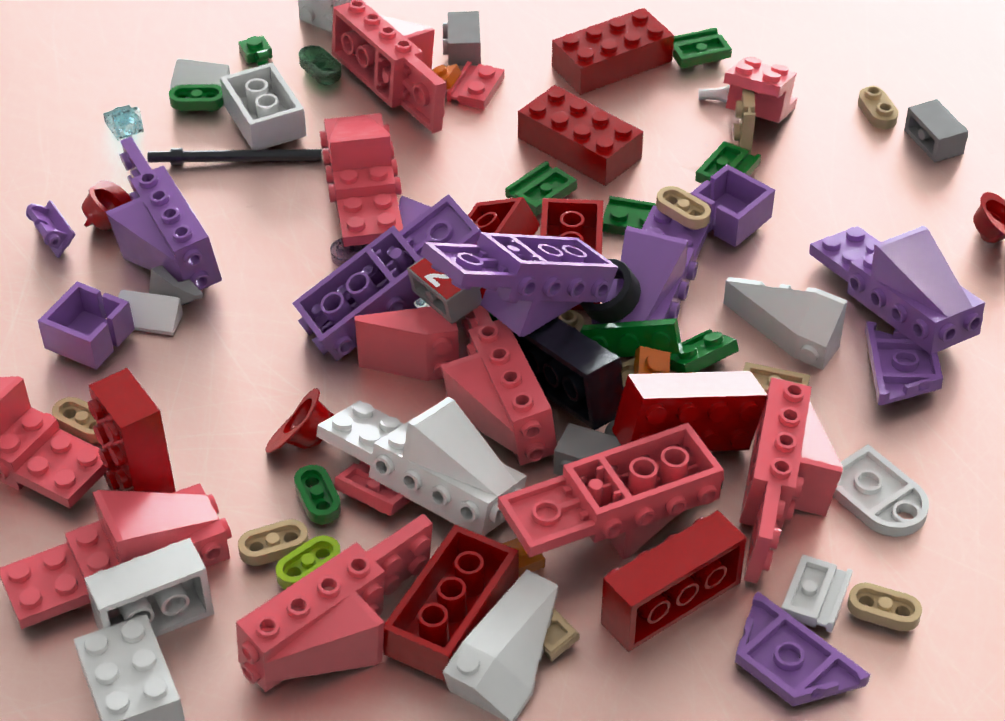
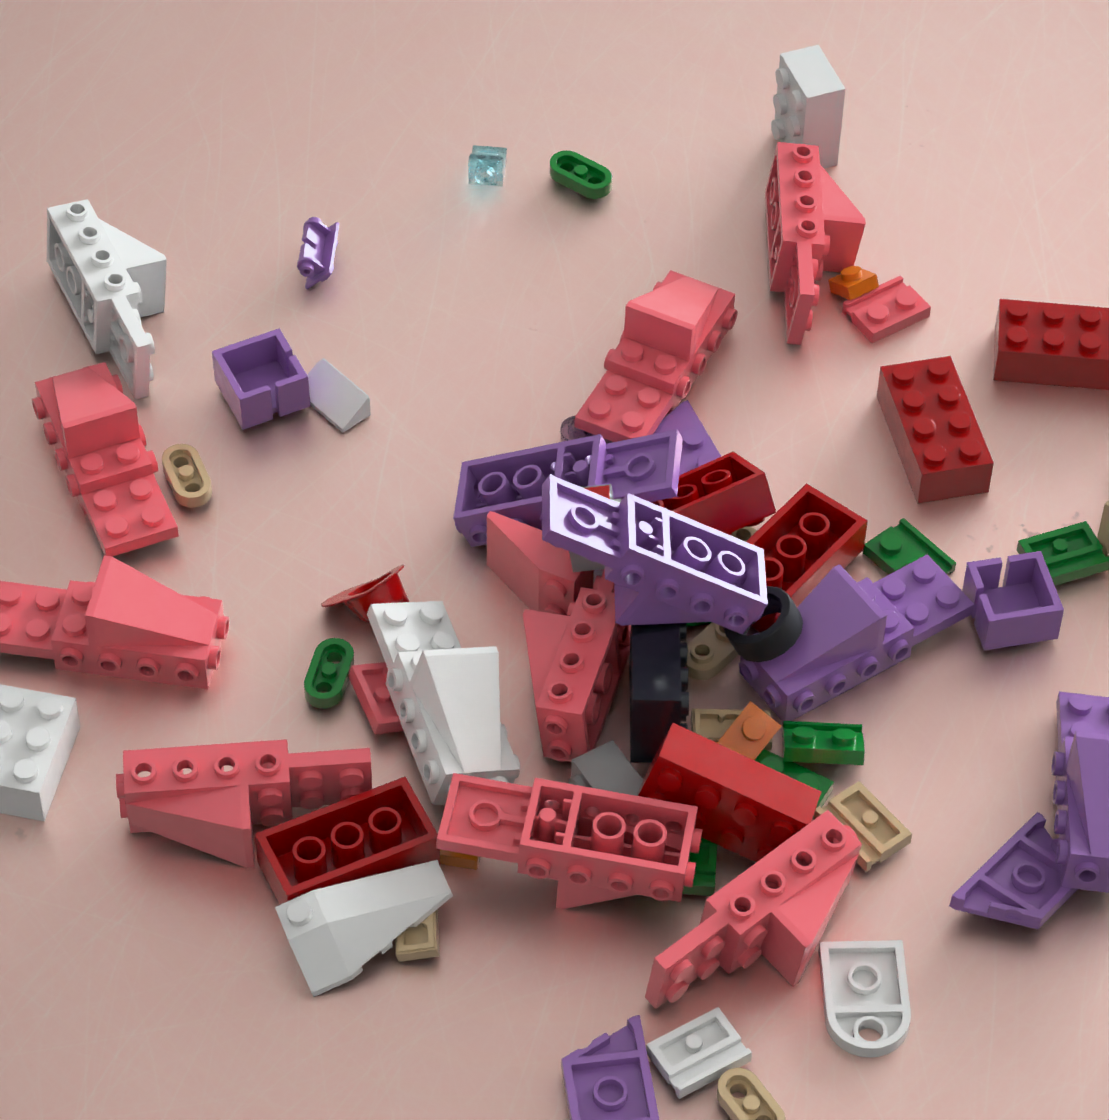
camera: 35 degrees right, 5 degrees up
(102, 198) = (390, 256): red piece -> none
(130, 435) = (179, 522): red brick -> none
(160, 225) = (413, 306): medium lavender wedge -> none
(163, 584) = (111, 681): white brick -> none
(165, 284) = (378, 390): light grey slope -> none
(178, 156) = (507, 235): black bar -> none
(198, 72) = (606, 149): white slope -> none
(255, 50) = (689, 148): green plate -> none
(263, 106) = (629, 222): white brick -> none
(271, 541) = (252, 696): tan plate -> none
(305, 559) = (266, 728): lime plate -> none
(320, 64) = (739, 199): clear green plate -> none
(462, 37) = (919, 244): light grey brick -> none
(540, 184) = (839, 468): green plate -> none
(626, 337) = (753, 683): green plate -> none
(672, 580) = (561, 953): red brick -> none
(683, 207) = (944, 583): tan plate -> none
(798, 321) = (955, 769): white wedge -> none

